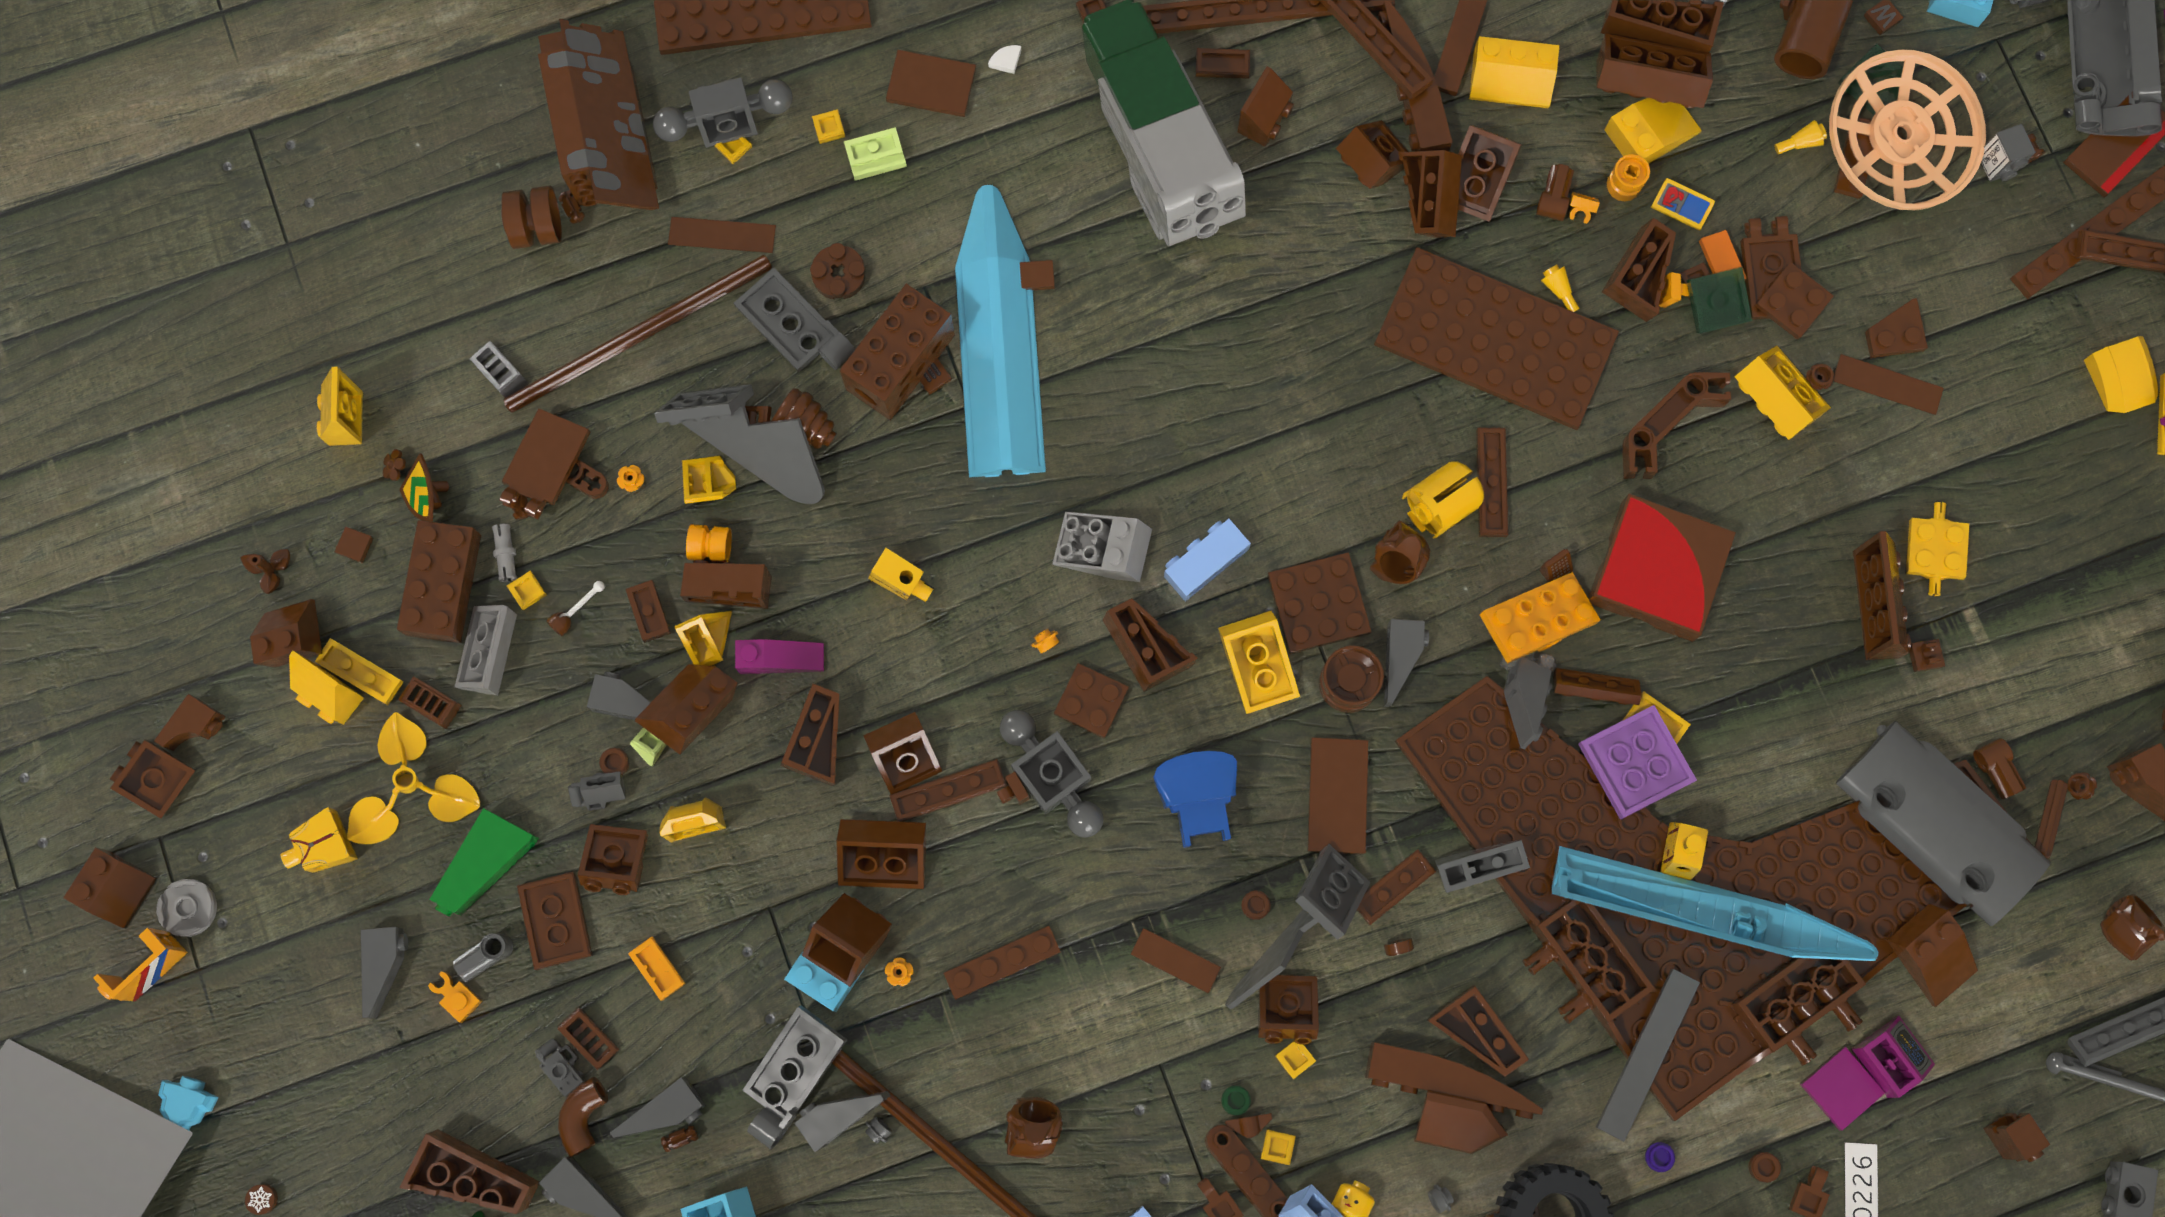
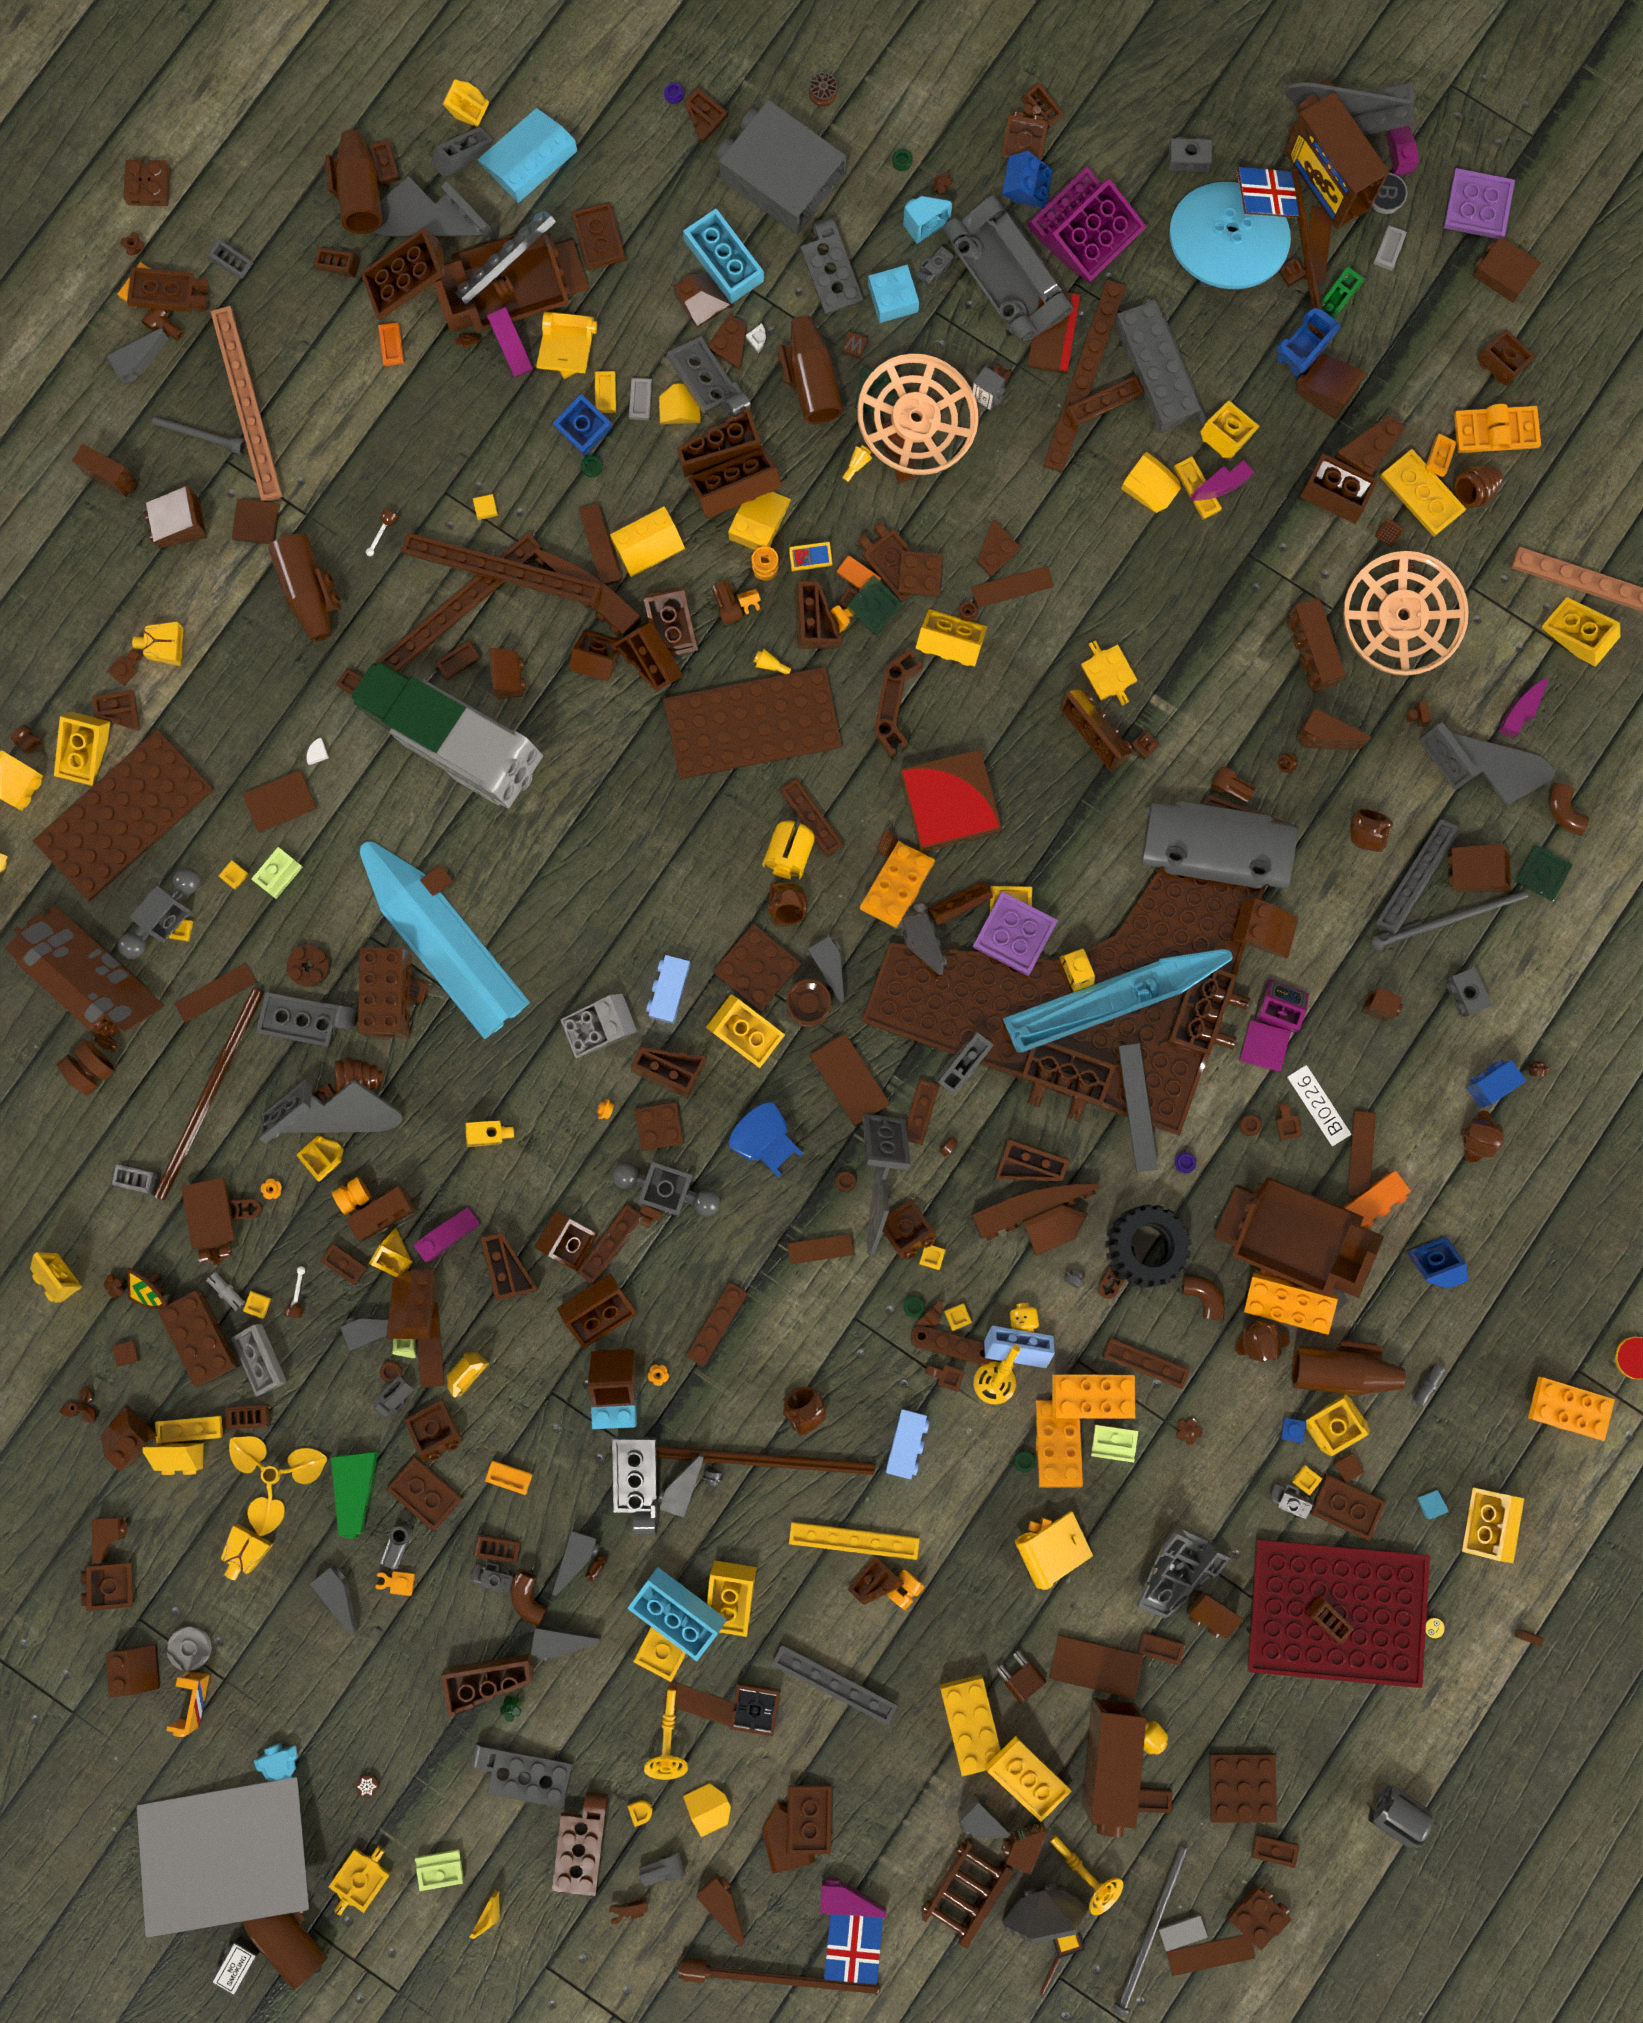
camera: 35 degrees left, 5 degrees up
(670, 774) = (431, 1355): none -> reddish brown sticker
(2051, 817) = (1281, 795): reddish brown axle -> none

